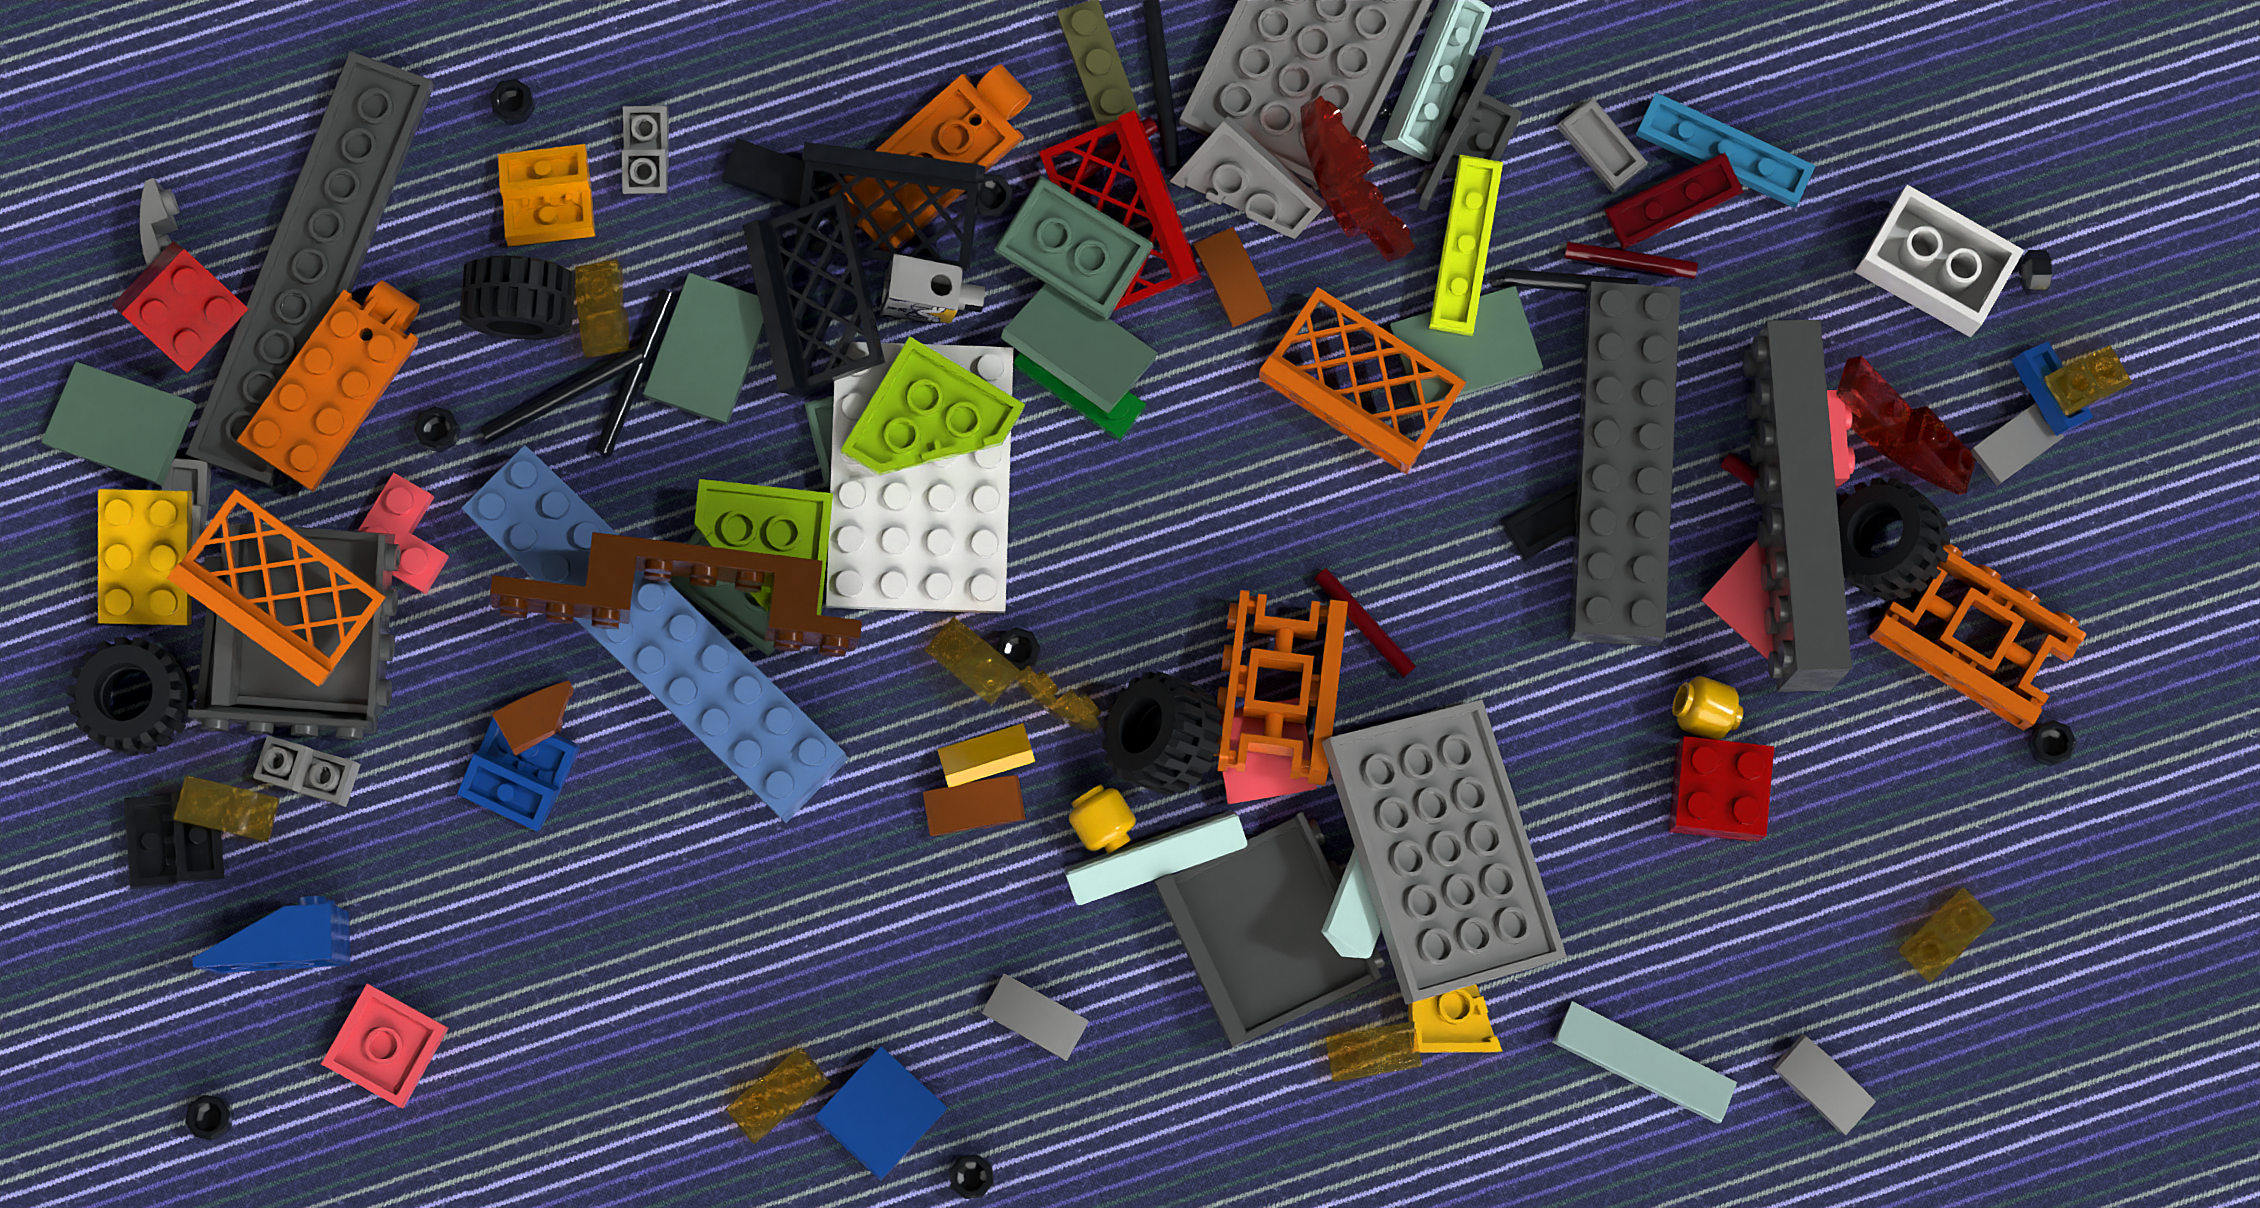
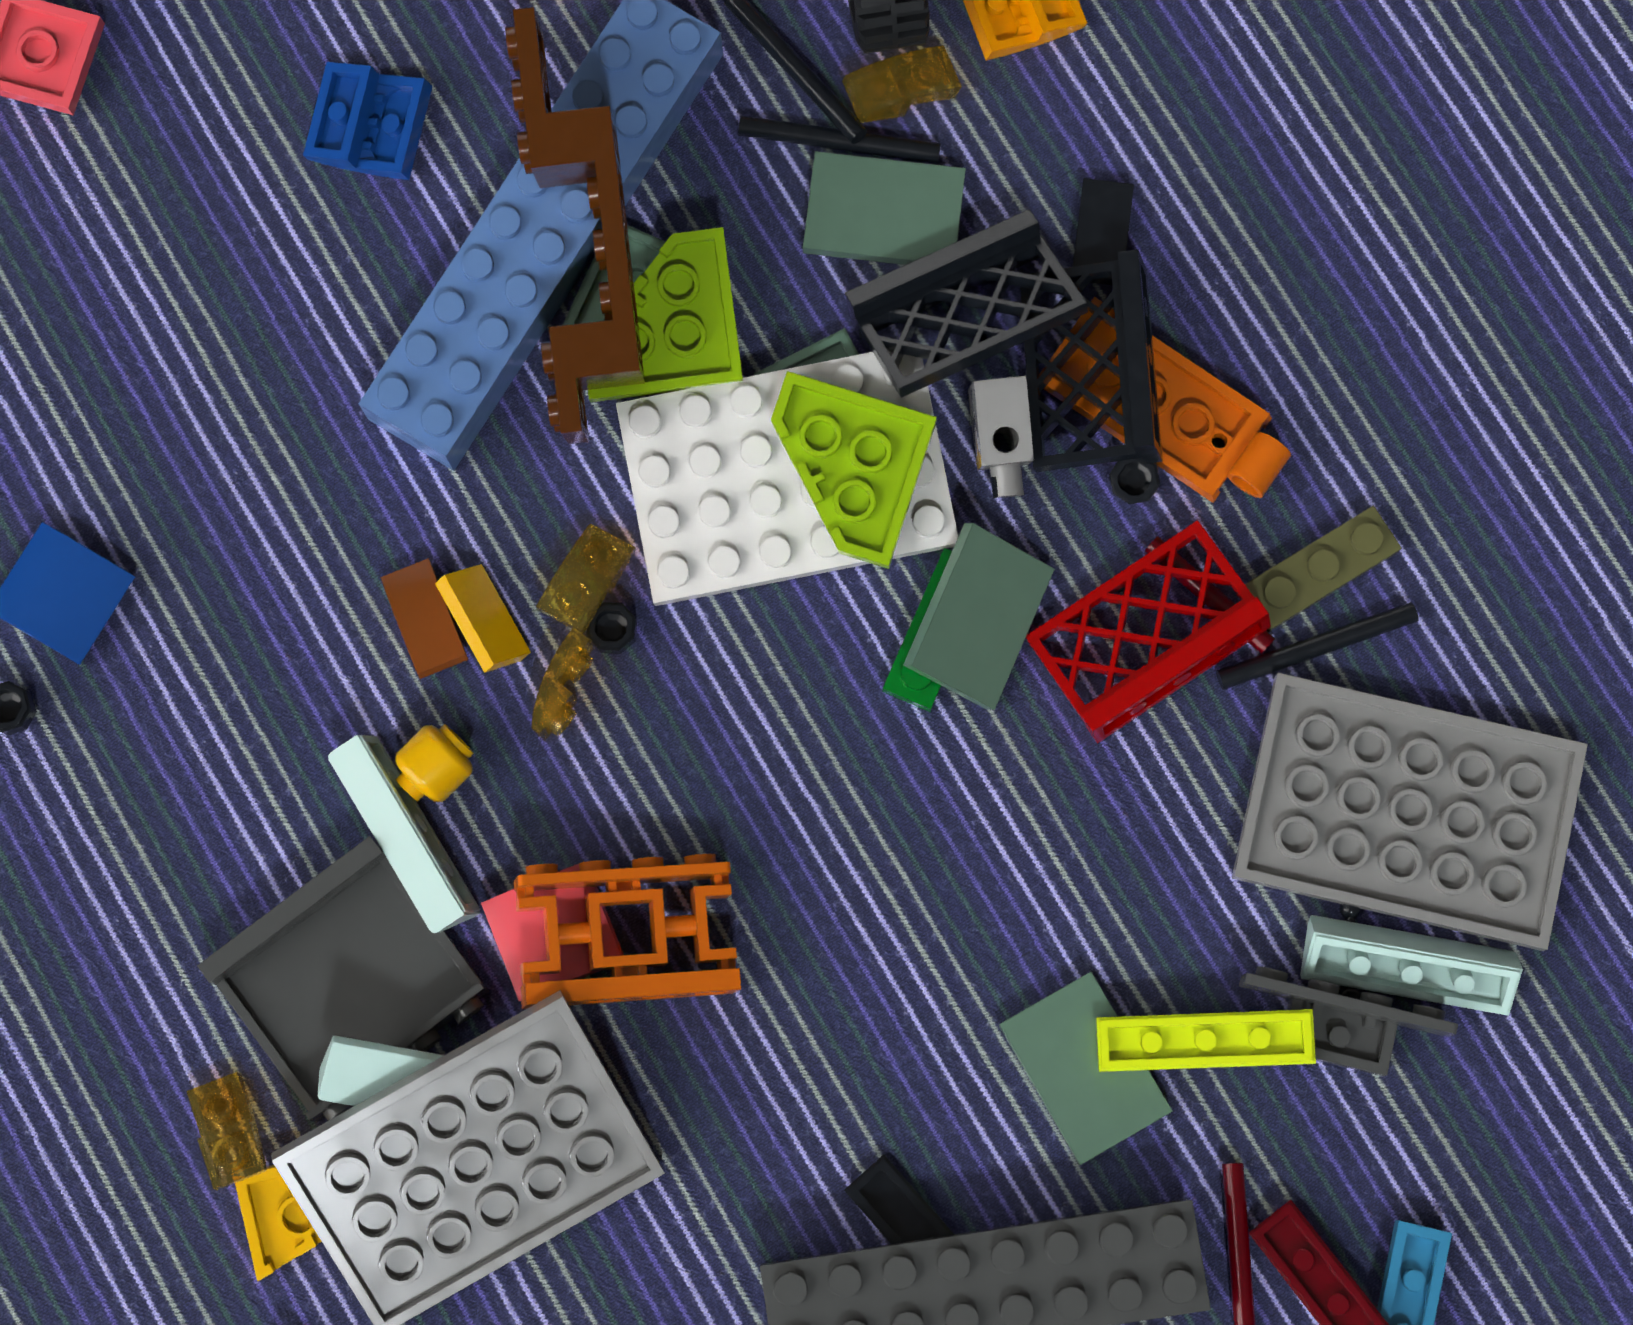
camera: 80 degrees right, 0 degrees up
(534, 716) = (424, 119): dark orange slope -> none
(645, 150) = (1097, 91): light grey slope -> none
(777, 1095) = (62, 478): clear yellow slope -> none
(1035, 1017) = (197, 739): light grey slope -> none
(1073, 247) = (1092, 584): sand green tile -> none
(1162, 733) = (538, 806): black tyre -> none
(1232, 277) = (1104, 776): dark orange slope -> none
(1246, 176) = (1225, 769): light grey wing -> none
(1338, 168) = (1259, 868): clear red slope -> none
(1339, 411) = (971, 936): orange fence -> none
(1366, 623) = (729, 1017): dark red bar -> none
(1557, 280) = (1194, 1172): black bar -> none
(1602, 145) = (1372, 1182): light grey tile -> none

